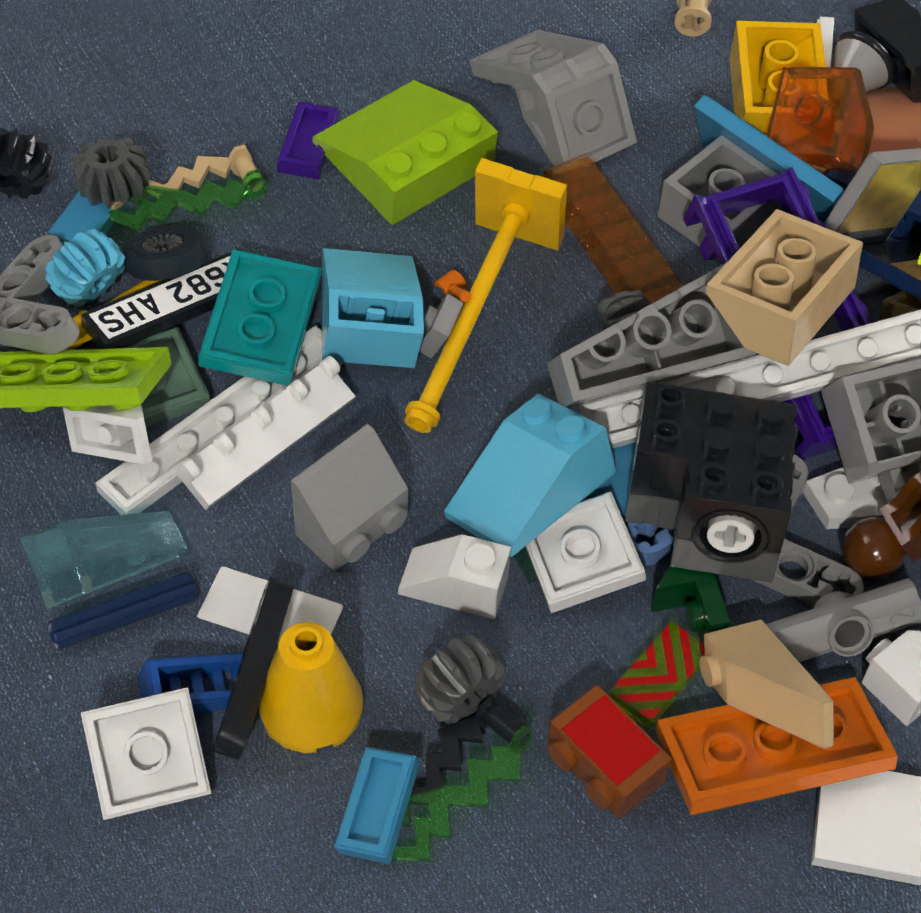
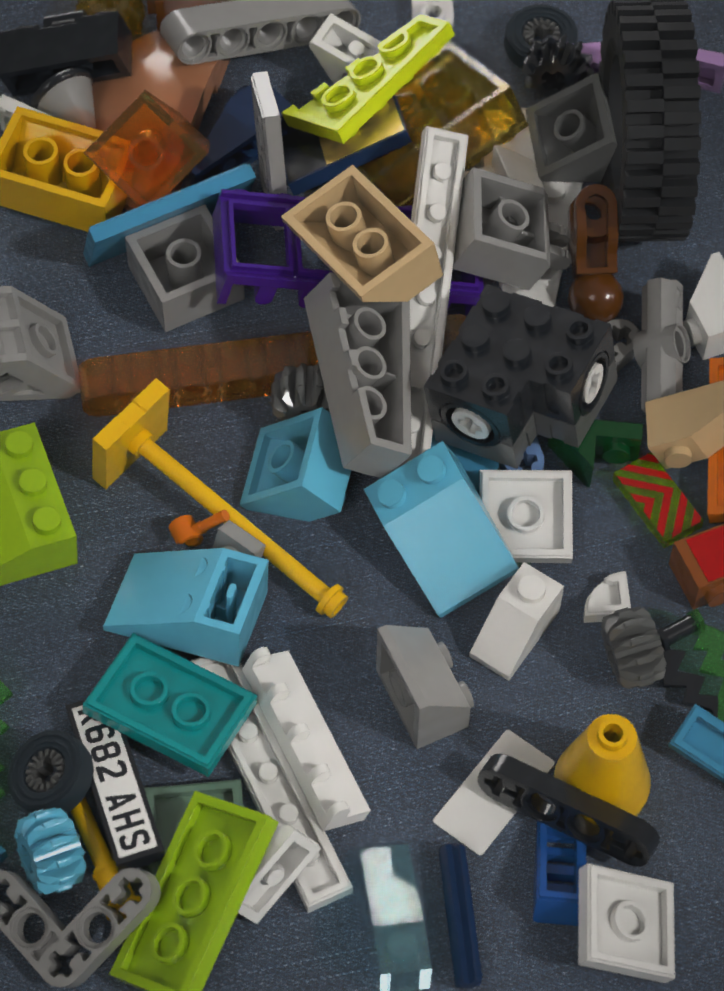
camera: 70 degrees left, 5 degrees up
(522, 658) = (607, 597): none -> white tile
(534, 343) = (297, 469): none -> medium azure slope

